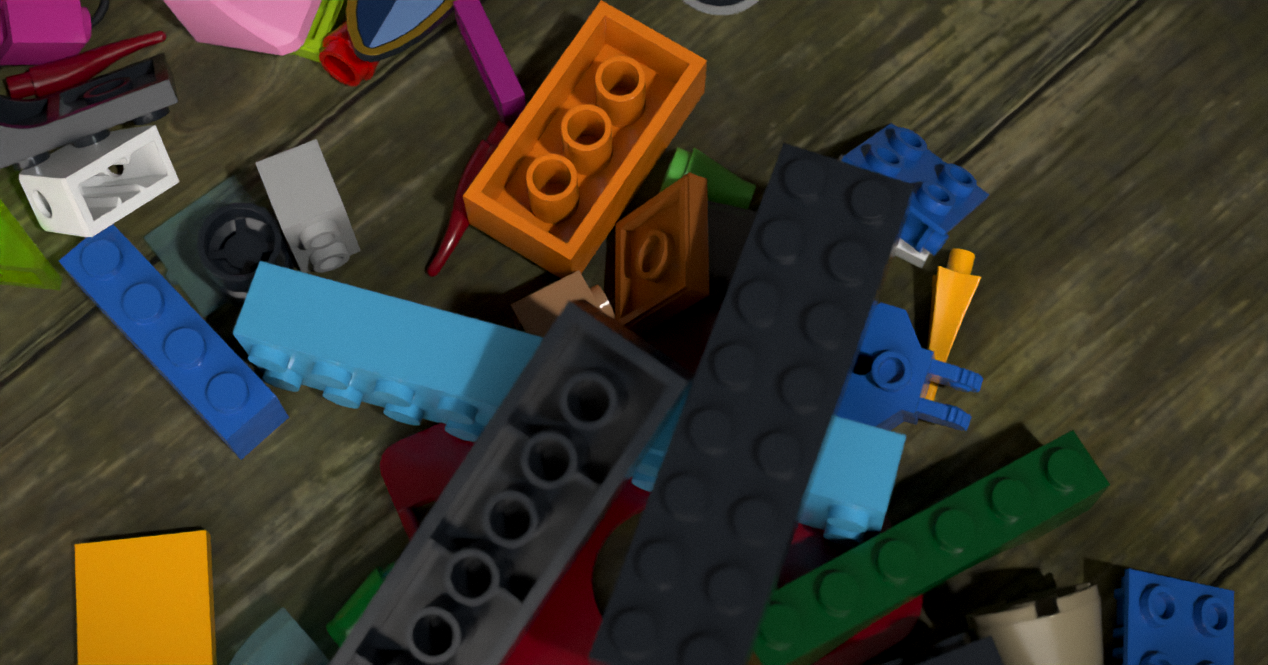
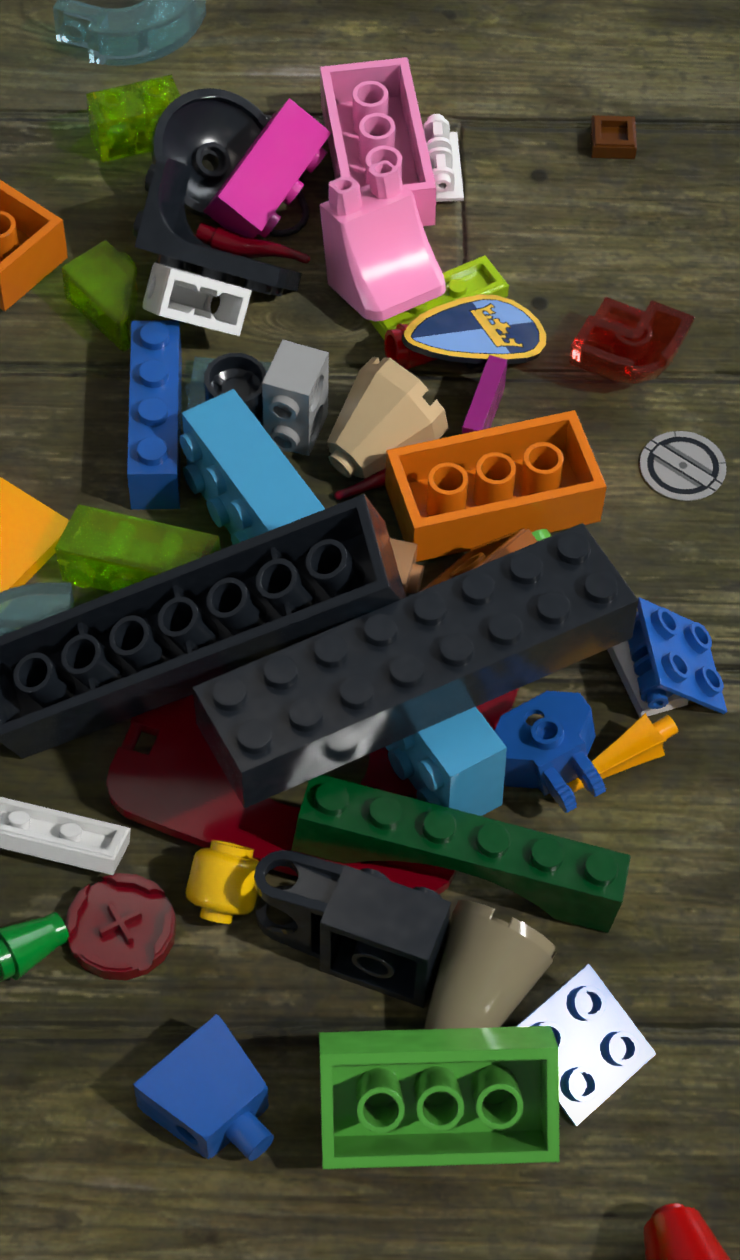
camera: 40 degrees right, 15 degrees down
(316, 517) = (119, 550): none -> clear neon green brick
(414, 160) = (382, 414): none -> tan cone

